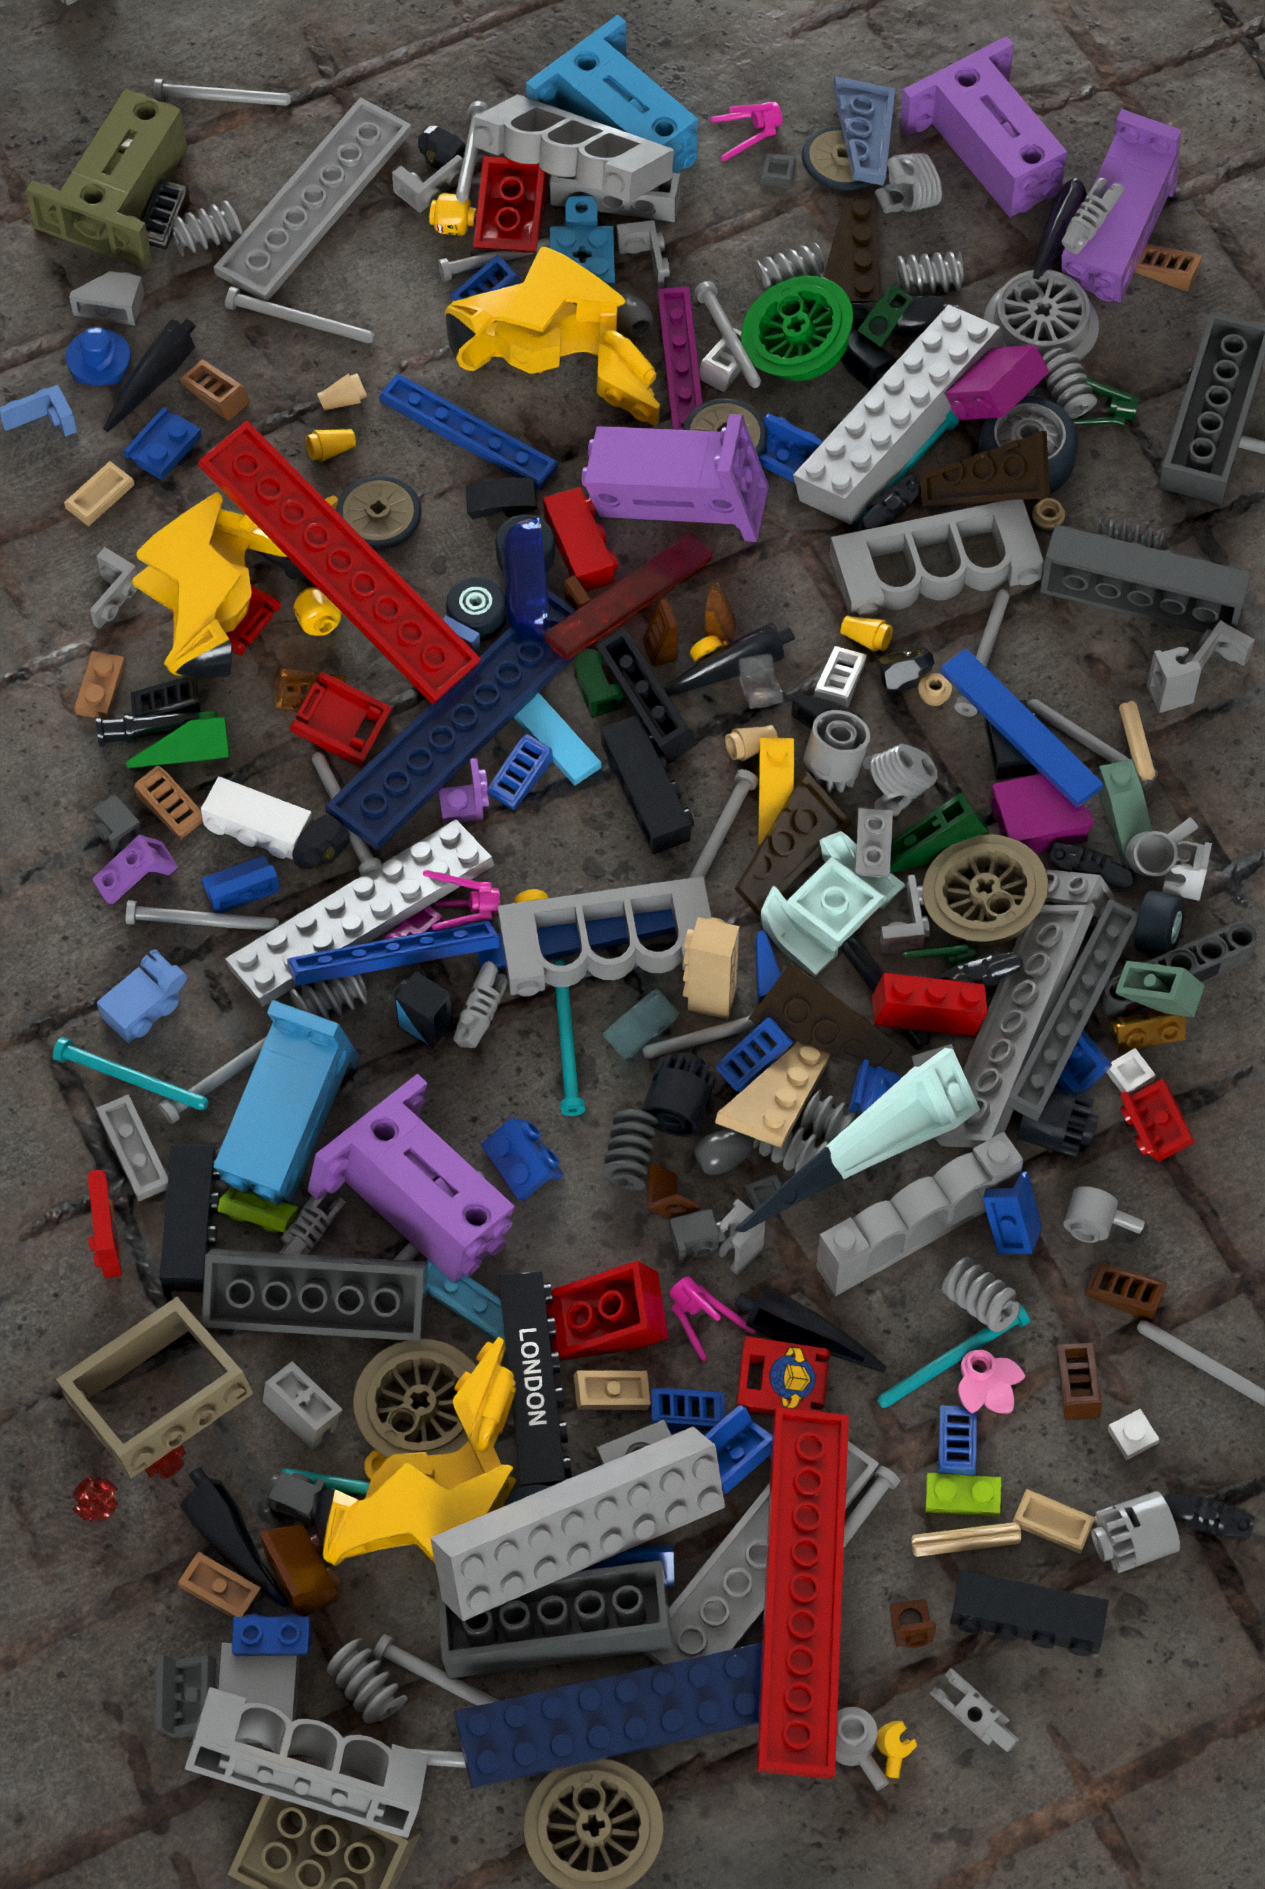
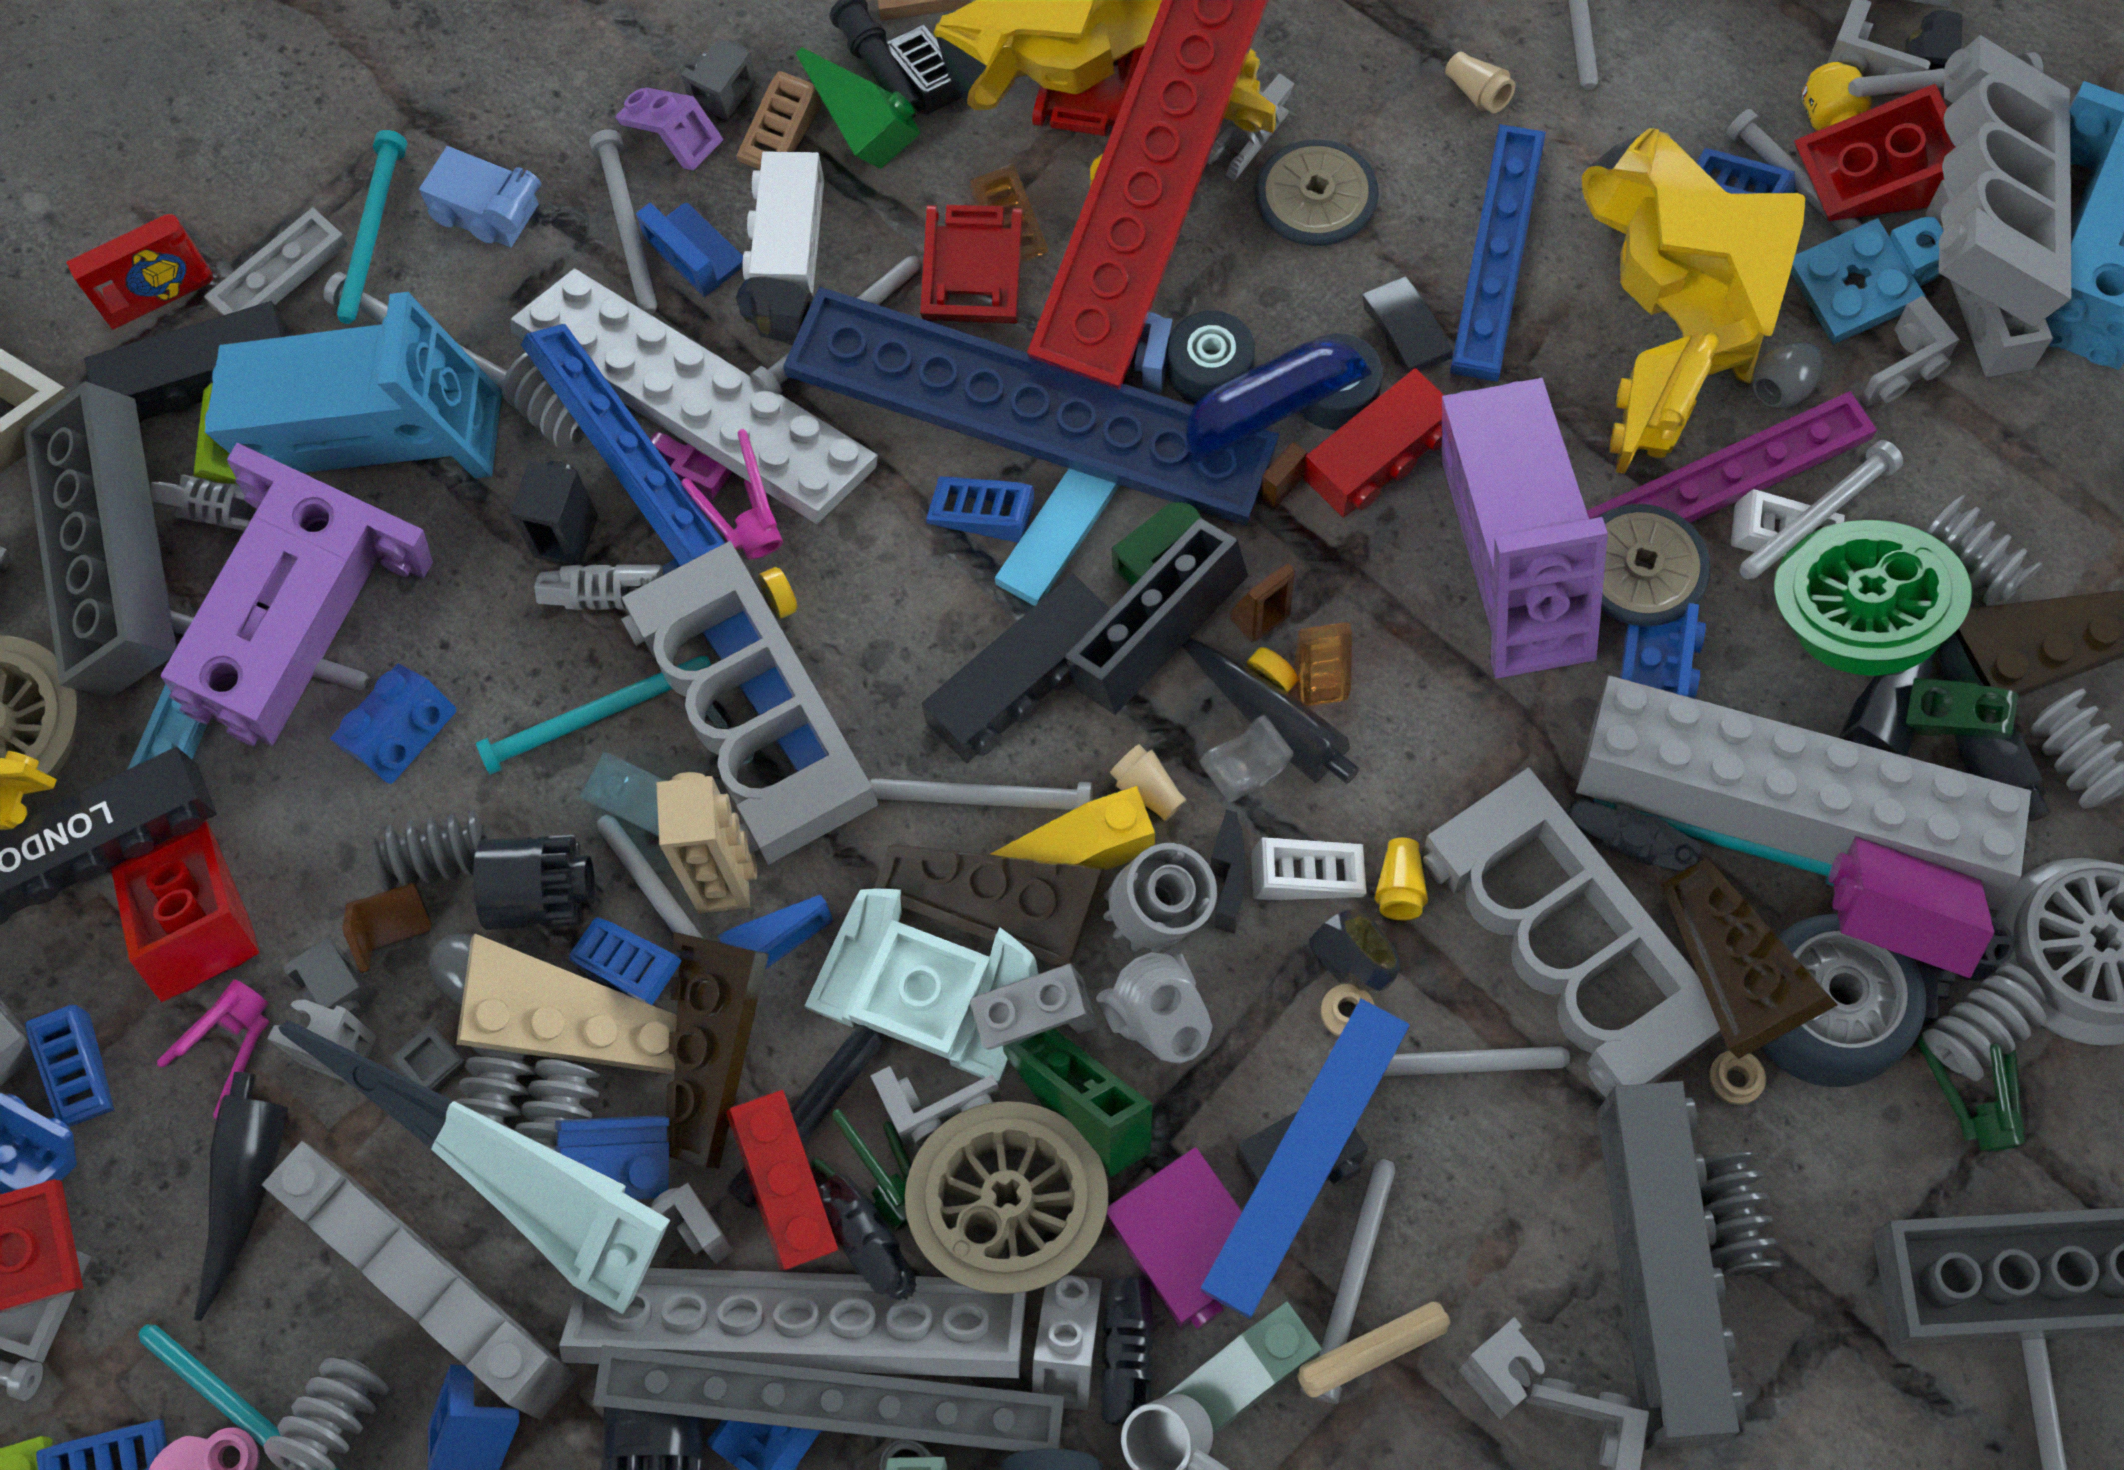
camera: 75 degrees right, 5 degrees up
(329, 443) = (1393, 95): yellow cone -> none
(465, 801) = (910, 453): medium lavender bracket -> none
(612, 1390) = (64, 954): tan plate -> none
(627, 596) = (1313, 537): clear red tile -> none
(789, 1379) = (142, 1188): red container -> none

